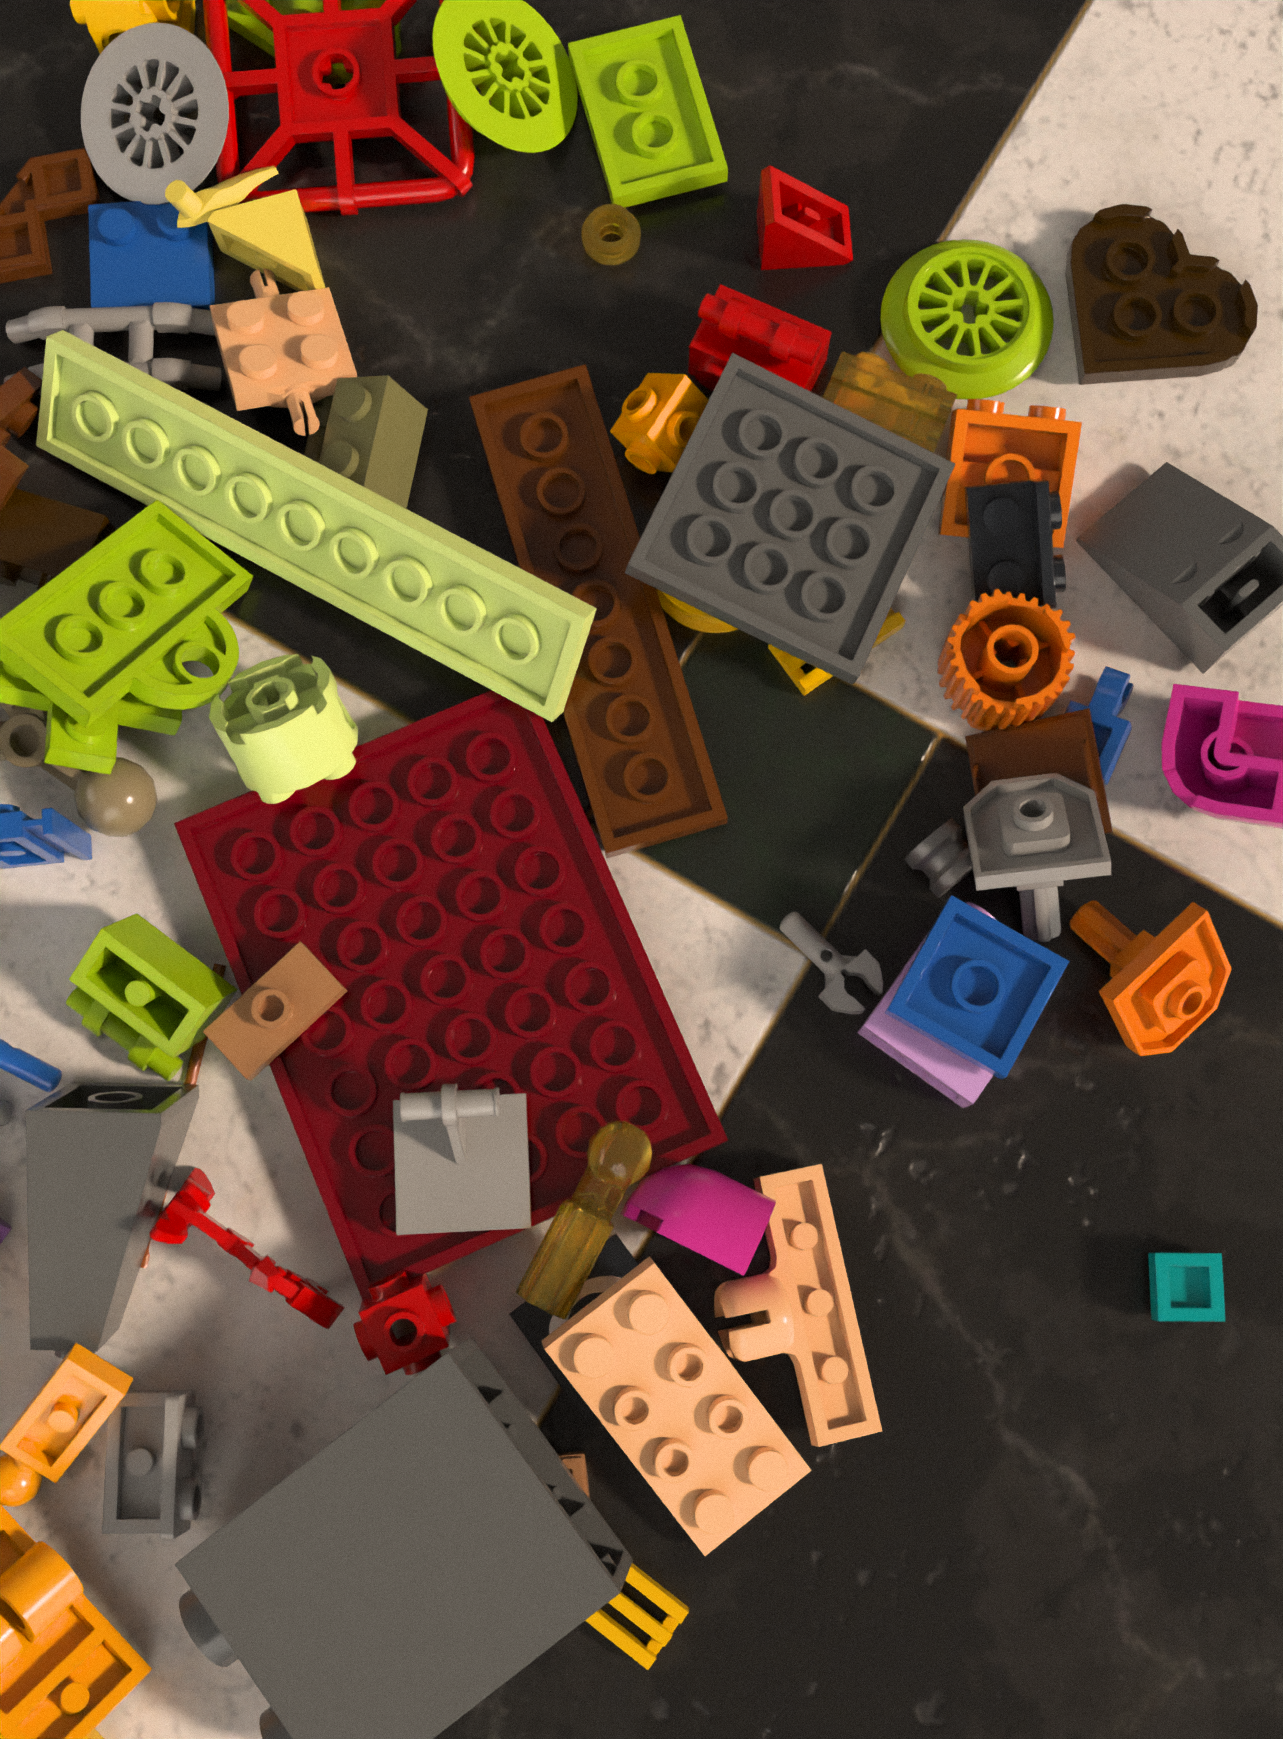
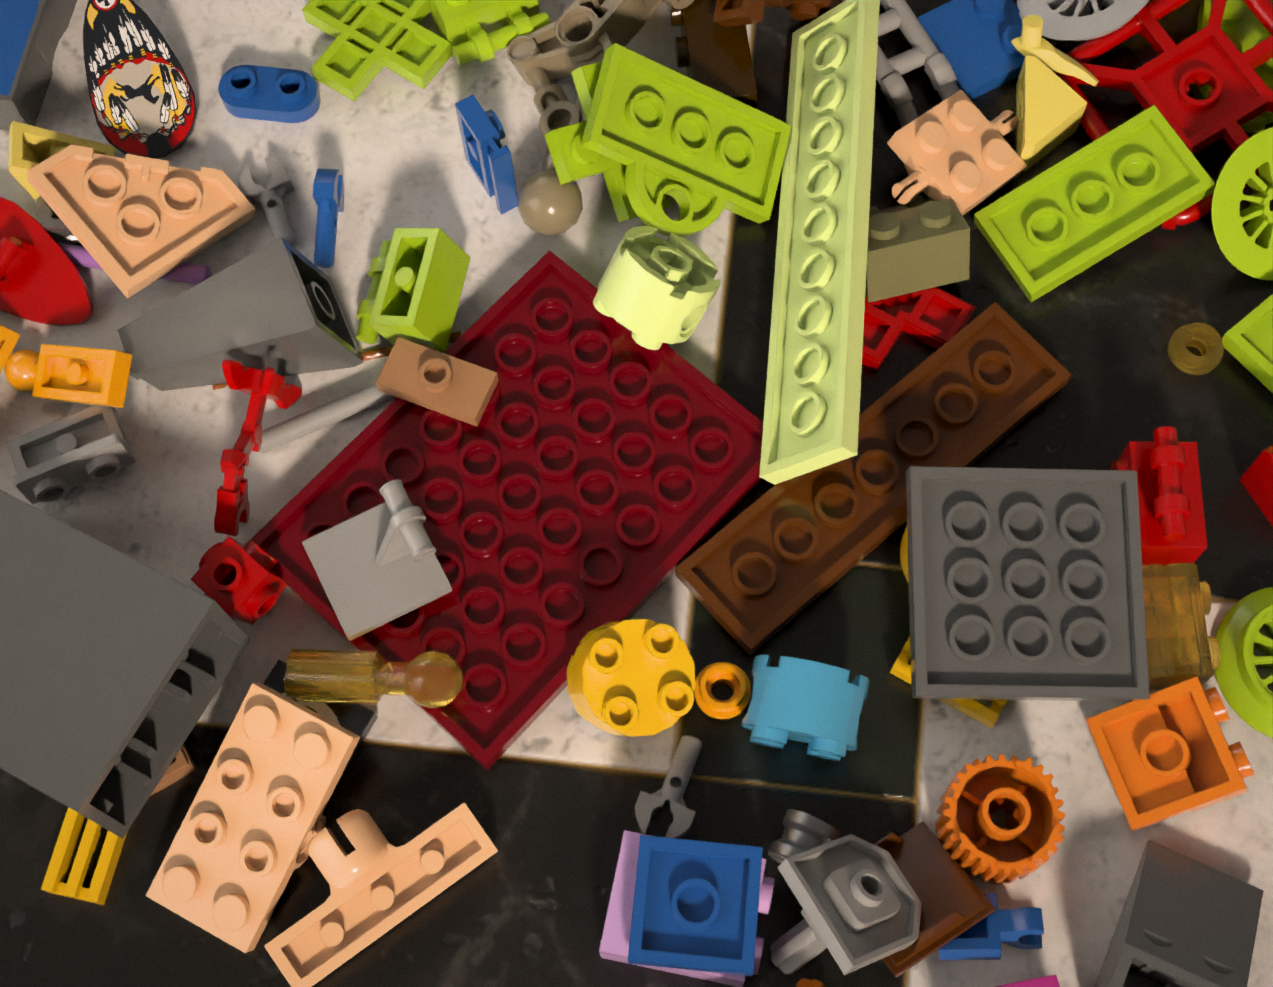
camera: 65 degrees right, 10 degrees down
(244, 1155) = (322, 417): none -> light grey bar
(409, 244) = (1093, 203): none -> lime plate
(445, 471) = (926, 315): none -> red tile
(659, 421) = (1053, 443): light orange brick -> none
(703, 1213) = (411, 767): dark pink brick -> none
(709, 949) = (632, 677): none -> yellow brick
(751, 847) = (727, 674): none -> light orange plate
(816, 790) = (805, 705): none -> dark azure brick
(1013, 540) = (1108, 779): black bracket -> none

